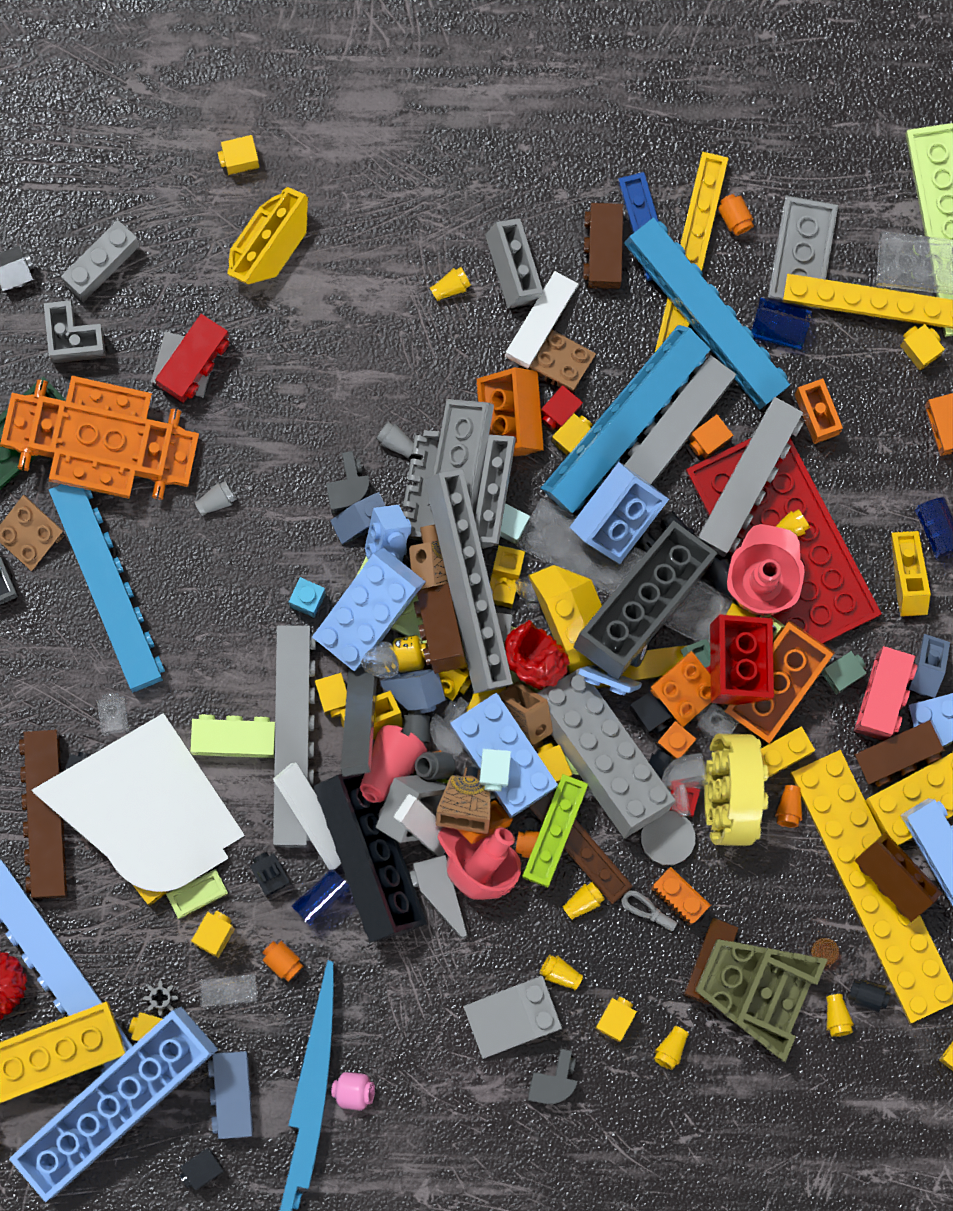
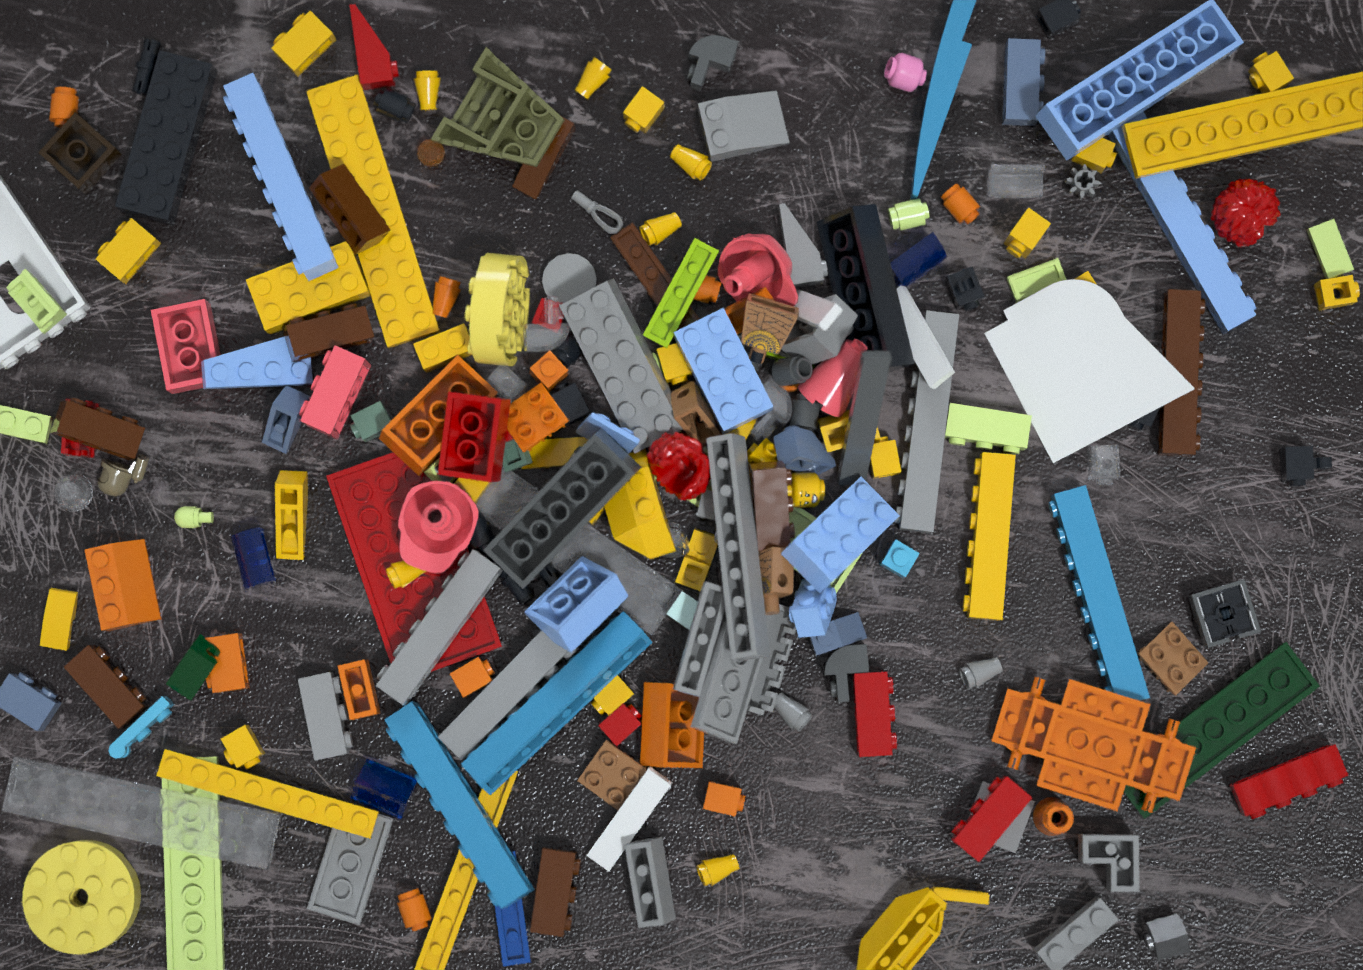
camera: 165 degrees left, 5 degrees up
(134, 376) = (1044, 811): none -> orange plant
(214, 285) = (961, 895): none -> yellow tile
(219, 630) = (990, 536): none -> yellow brick
(315, 445) = (874, 714): none -> red brick
(334, 943) = (908, 214): none -> yellowish green brick
(381, 661) = (833, 482): clear brick -> none
(452, 350) = (723, 799): none -> orange brick
(494, 769) = (735, 350): light aqua brick -> none
(680, 896) = (565, 220): orange brick -> none
(847, 384) = (325, 715): none -> light grey brick
(898, 1041) = (373, 59): none -> red slope

